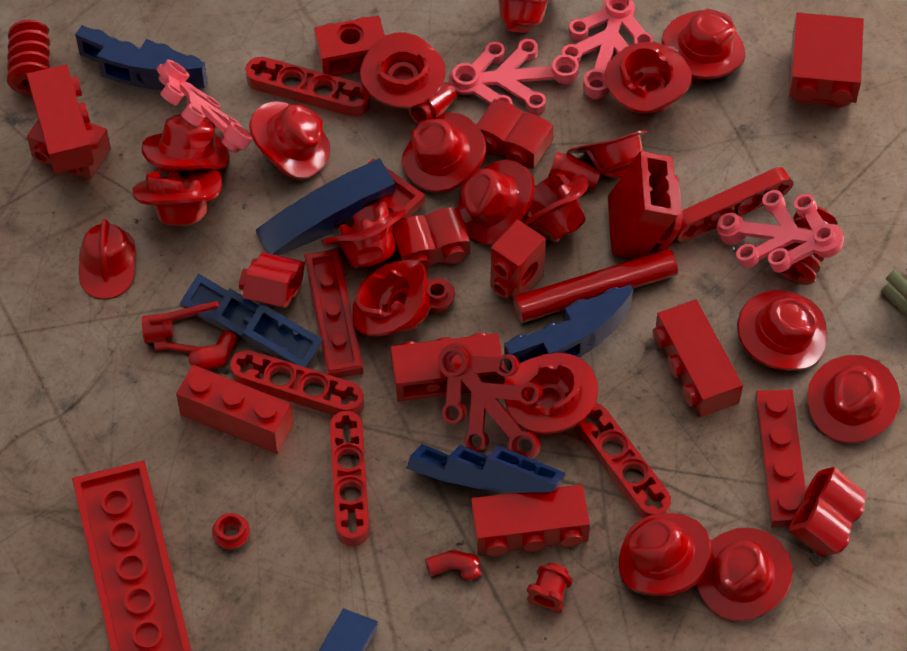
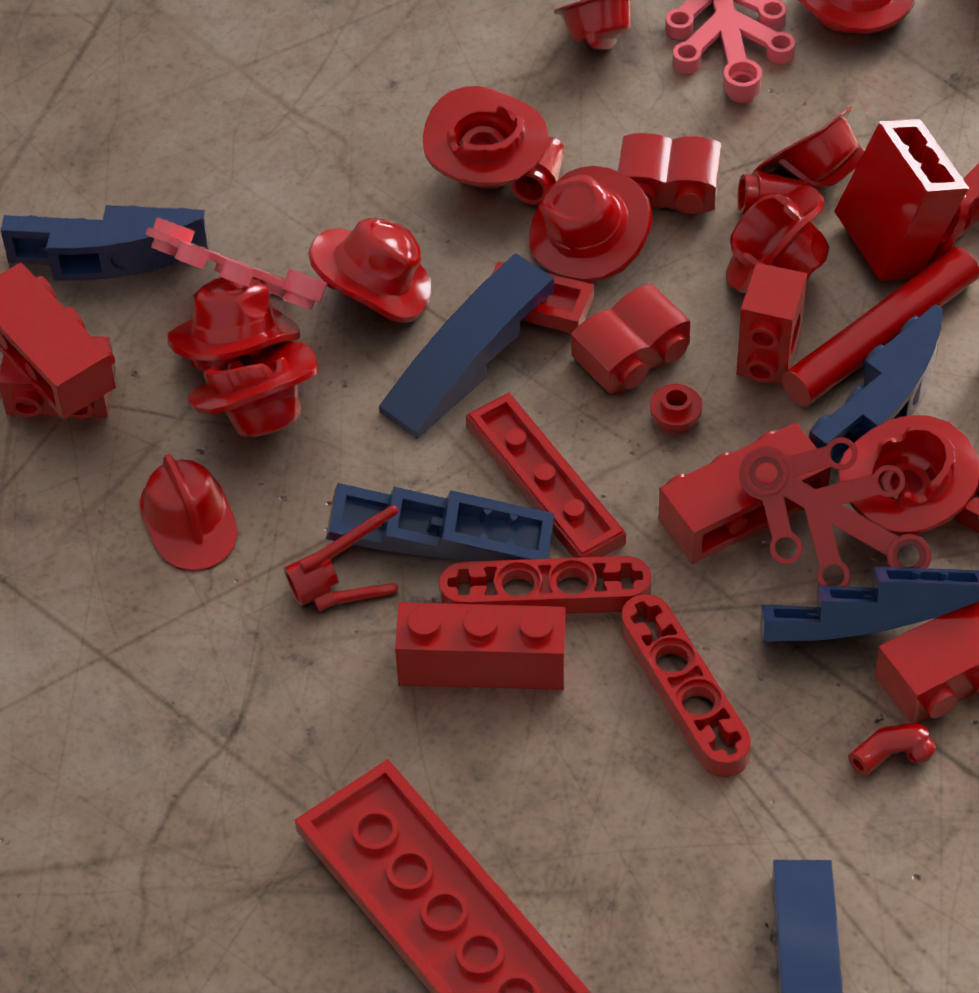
camera: 20 degrees left, 5 degrees down
(215, 355) = (409, 587): red arm -> none
(227, 522) = (562, 800): red plate -> none
(272, 279) = (446, 457): red brick -> none
(305, 90) = (354, 195): red beam -> none
(345, 44) = (384, 133): red brick -> none
(370, 237) = (549, 356): red hat -> none
(392, 299) = (627, 425): red hat -> none
(495, 200) = (698, 259): red hat -> none
(509, 76) = (574, 126): coral plant -> none
(647, 77) = (813, 47): red hat -> none

